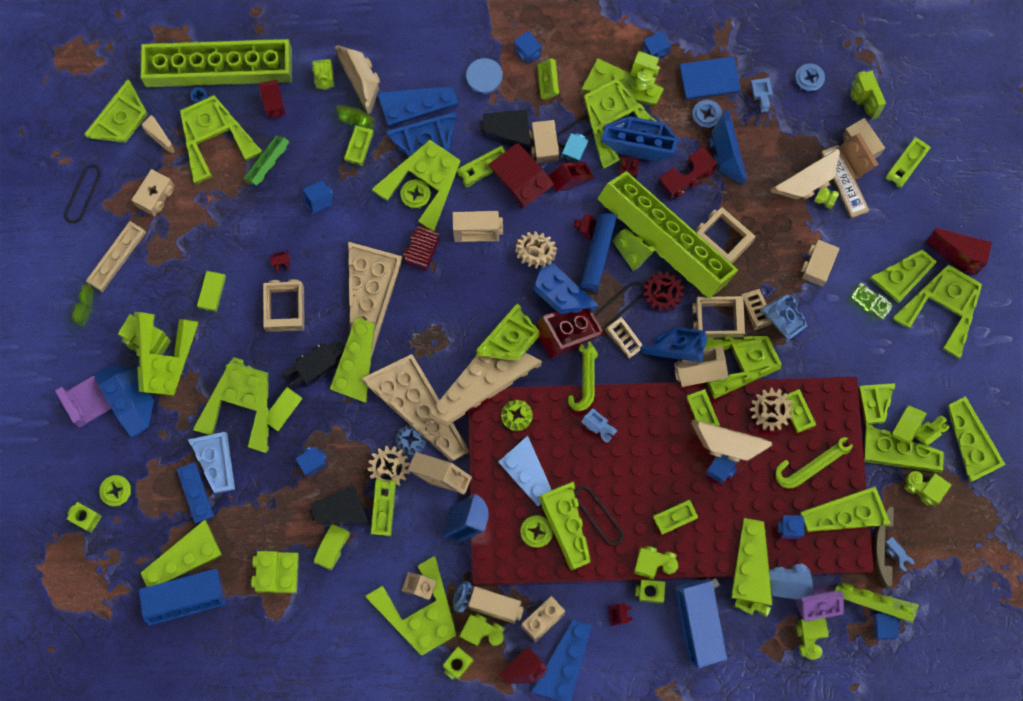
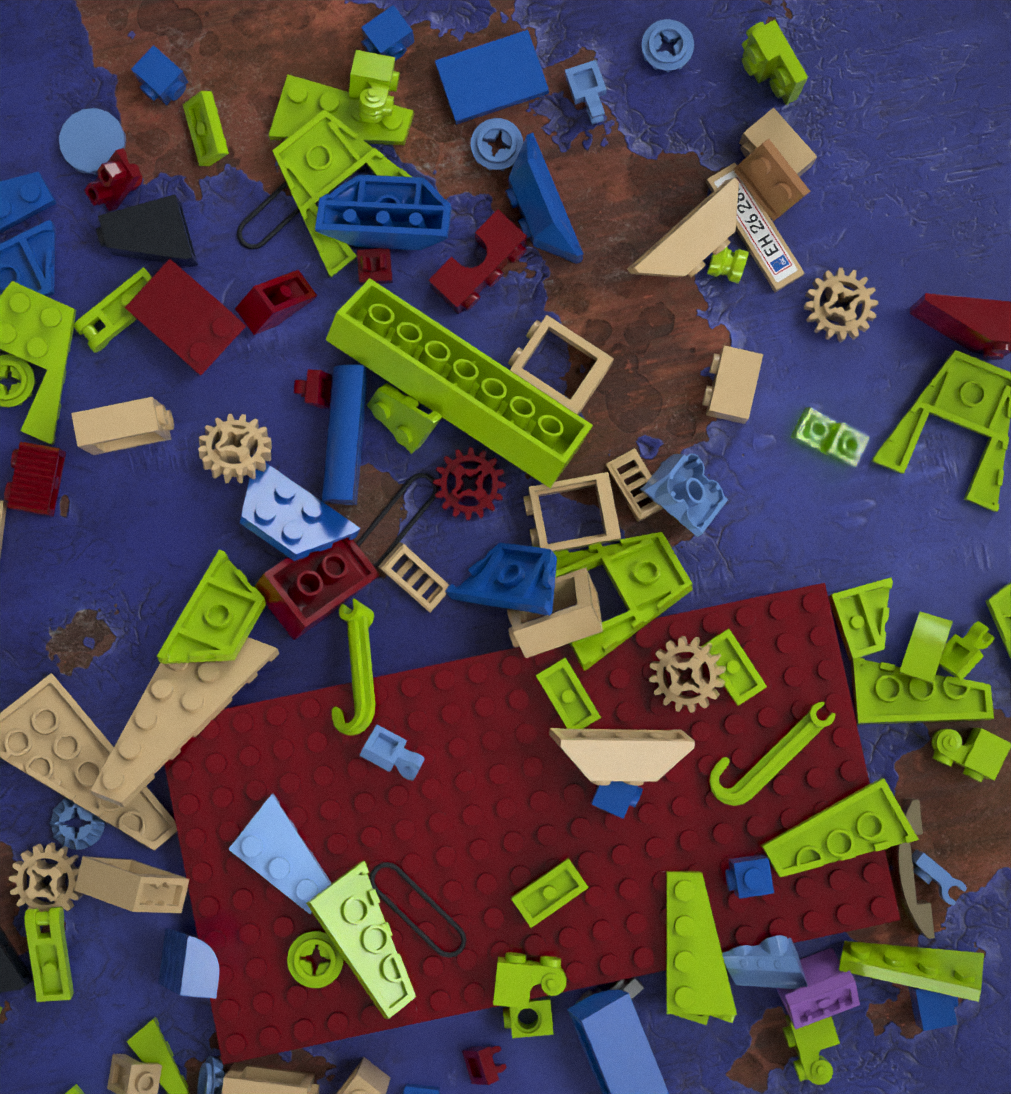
camera: 10 degrees left, 10 degrees up
(494, 97) = (114, 181): none -> dark red hips
(519, 423) = (261, 750): lime gear -> none
(545, 142) = (218, 246): tan brick -> none
(574, 148) = (273, 249): medium azure brick -> none
(883, 237) = (845, 317): none -> tan gear
(903, 276) = (882, 381): lime wing -> none
(908, 162) = (861, 172): lime plate -> none

